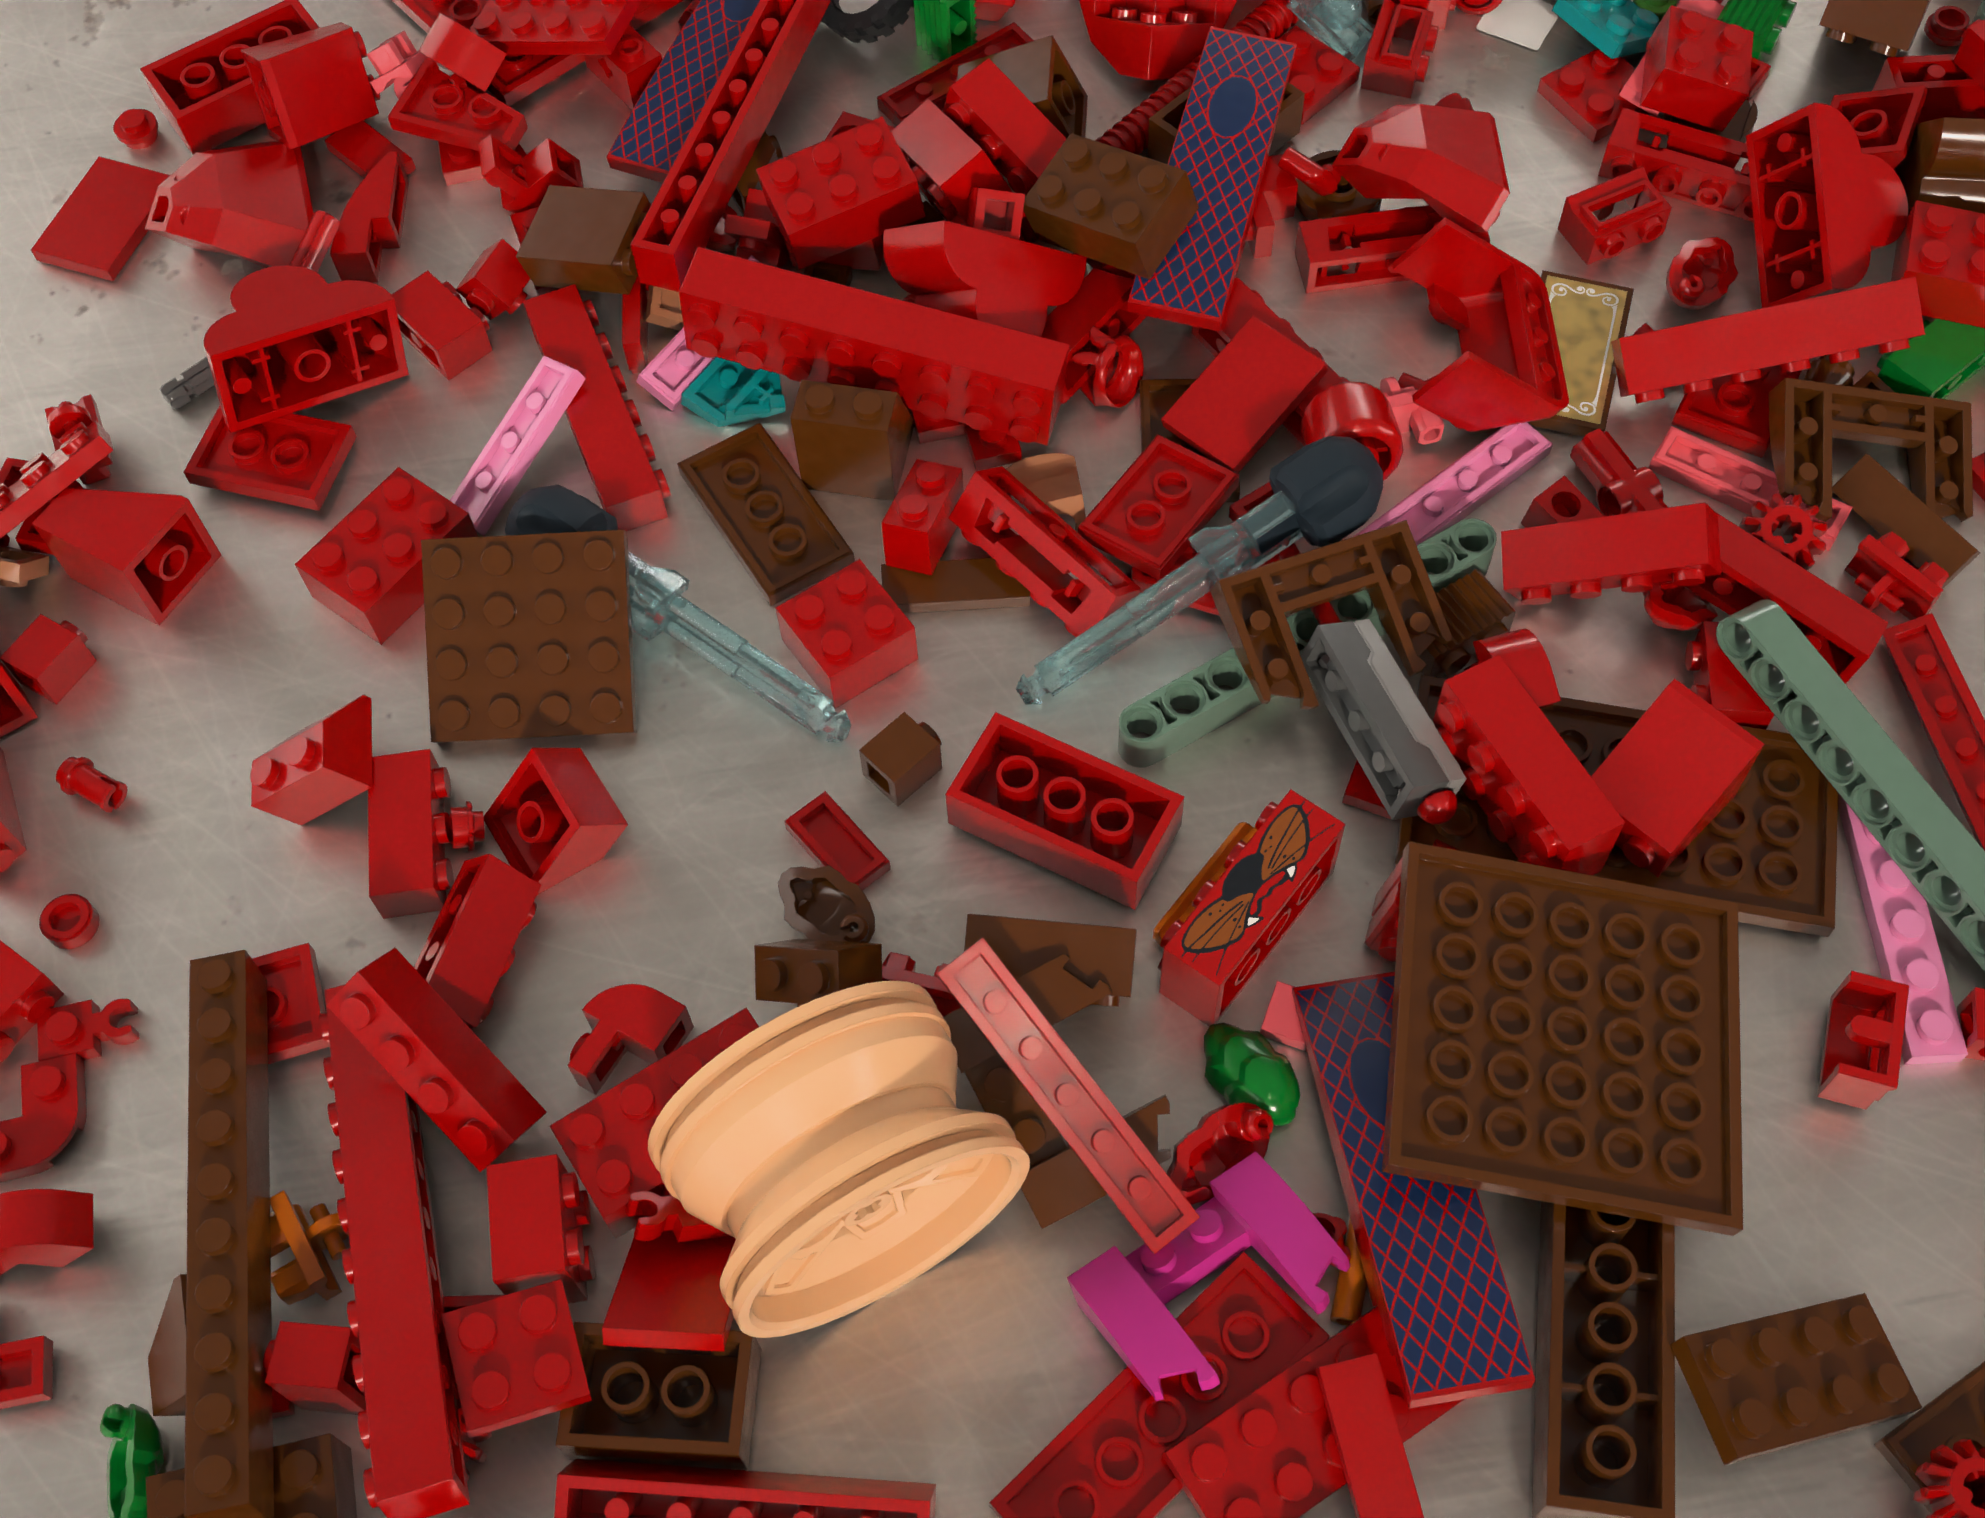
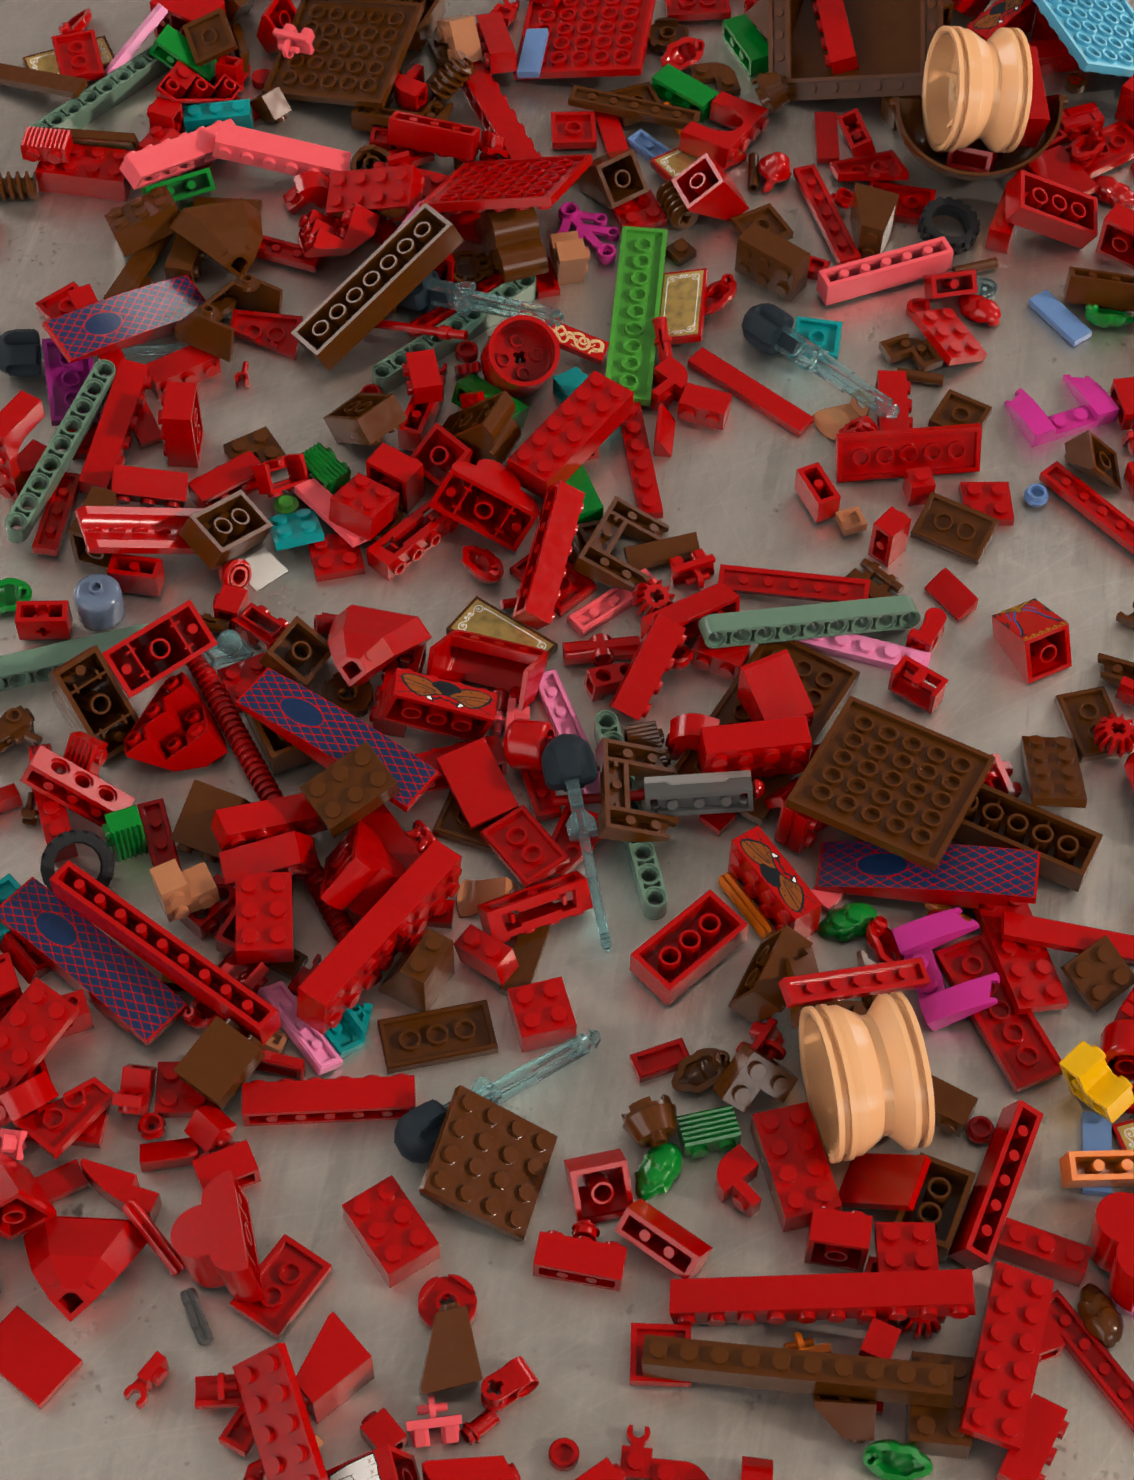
camera: 75 degrees left, 5 degrees down
(83, 714) = (419, 1428): none -> coral hips
(95, 349) = (152, 1374): none -> red plate
(163, 795) = (512, 1381): none -> red piece
(174, 686) = (450, 1352): none -> reddish brown slope
(306, 693) = (445, 1288): none -> red plate
(317, 766) = (520, 1291): red slope -> none
(436, 1058) = (735, 1258): red brick -> none
(448, 248) = (168, 1154): none -> red slope
(489, 220) = (148, 1120): none -> red plate
(517, 441) = (341, 1142): bright pink tile -> none
(617, 903) = (658, 1171): none -> green arm
(666, 1214) = (847, 1174): red plate -> none
(684, 853) = (651, 1121): none -> reddish brown cone
(709, 954) = (708, 1131): none -> green brick
(847, 79) = (184, 890): none -> nougat brick
(879, 1452) = (980, 1129): none -> red plate
(901, 758) = (626, 1012): reddish brown brick -> none
(907, 1356) = (952, 1107): none -> reddish brown slope
(996, 211) = (328, 845): red brick -> none
(1318, 178) = (344, 698): red arm -> none
(1355, 279) = (437, 705): none -> red brick
(1359, 83) = (297, 652): none -> reddish brown brick
(1610, 237) = (428, 600): red window -> none
(1716, 1263) = (999, 777): none -> red hips
(1795, 75) = (398, 473): none -> red brick

